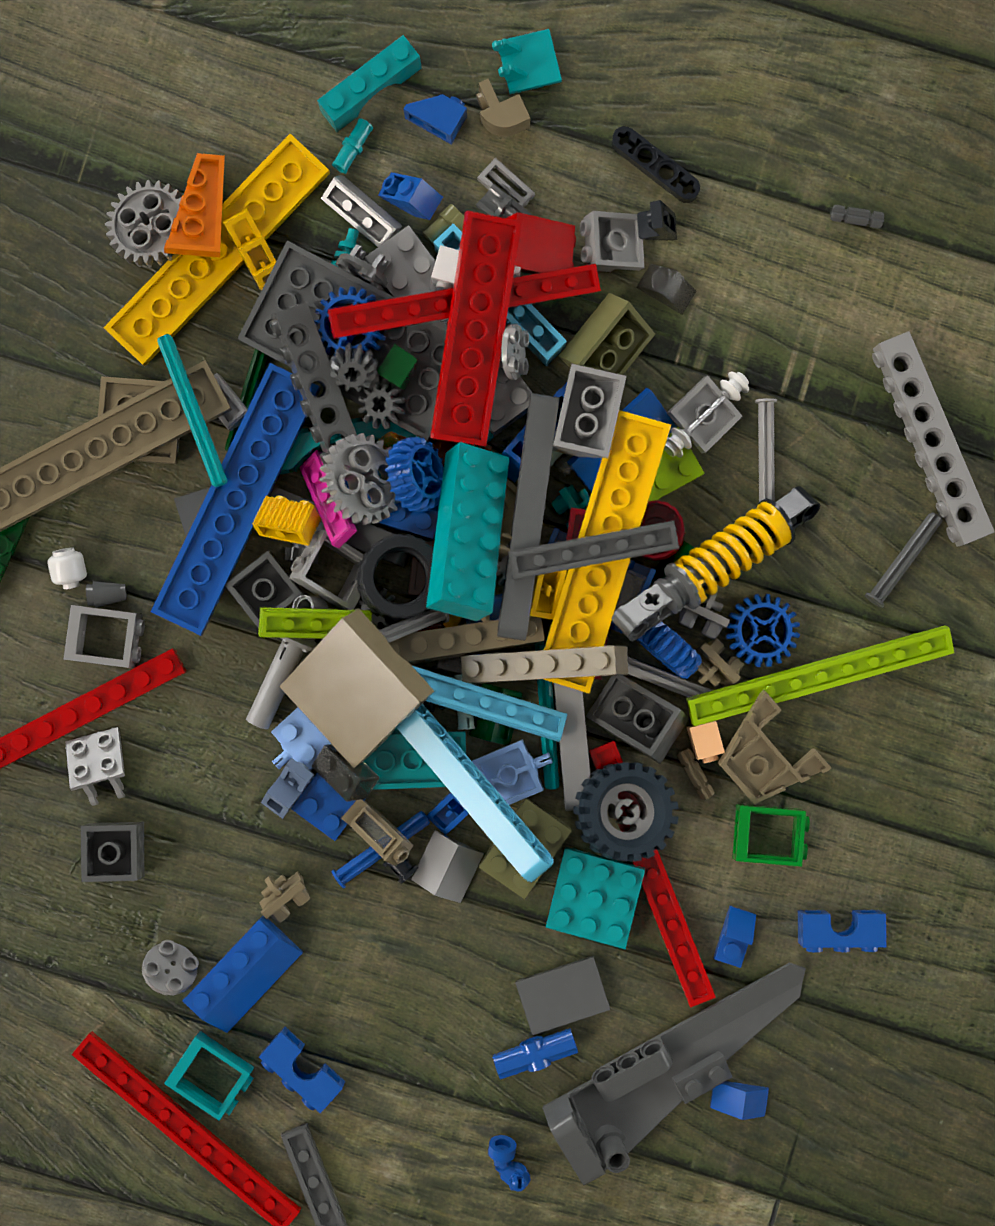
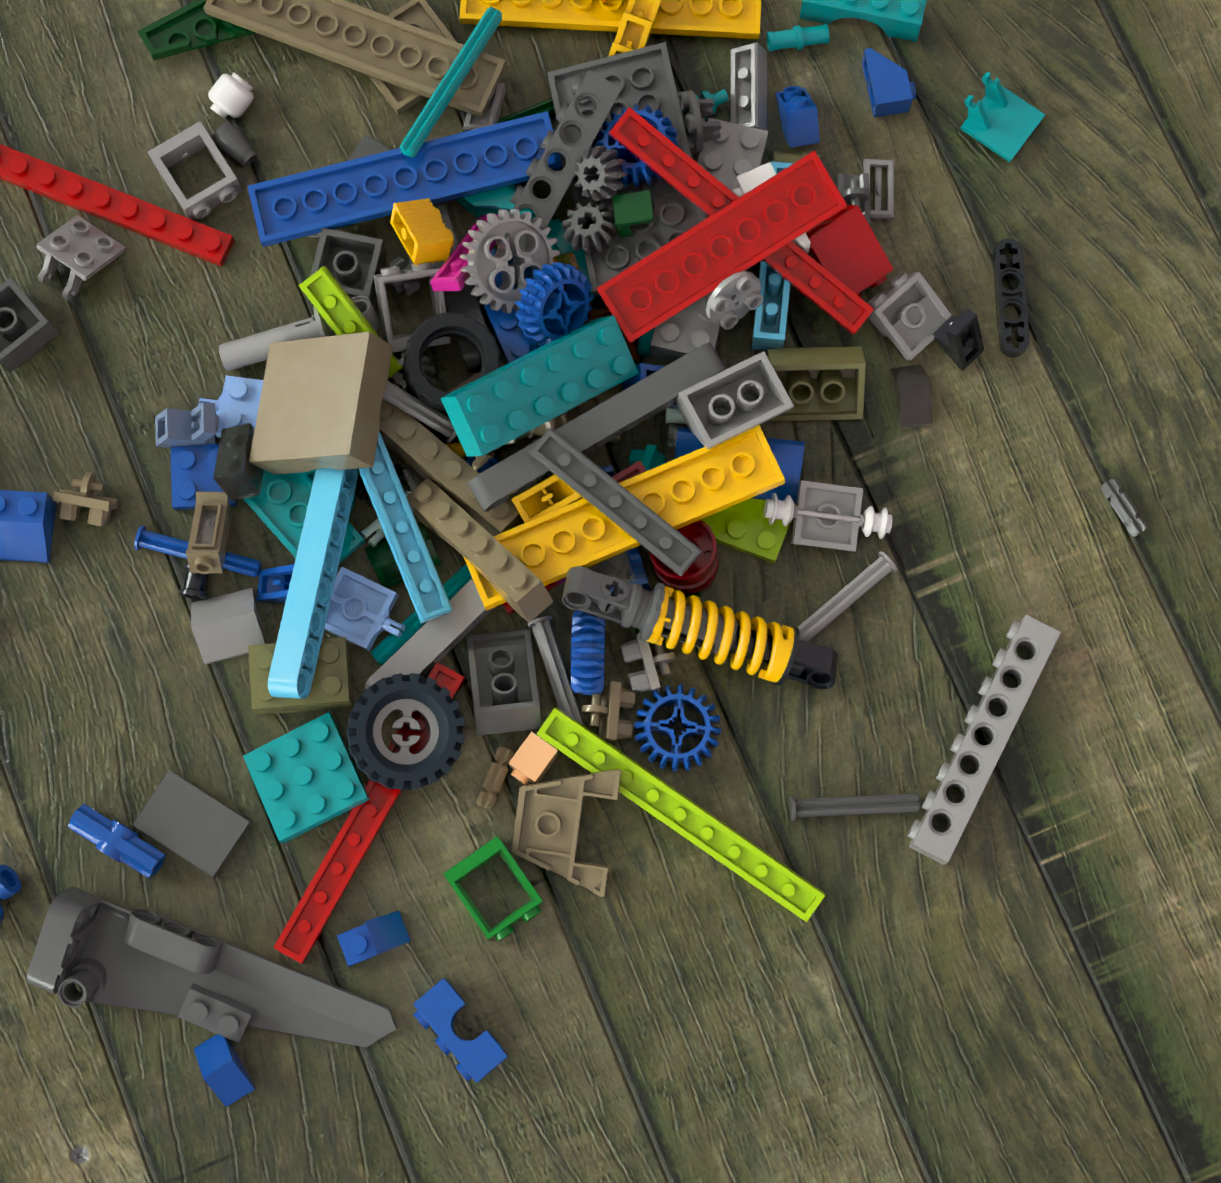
camera: 50 degrees right, 10 degrees down
(504, 117) = (934, 138): dark tan brick -> none

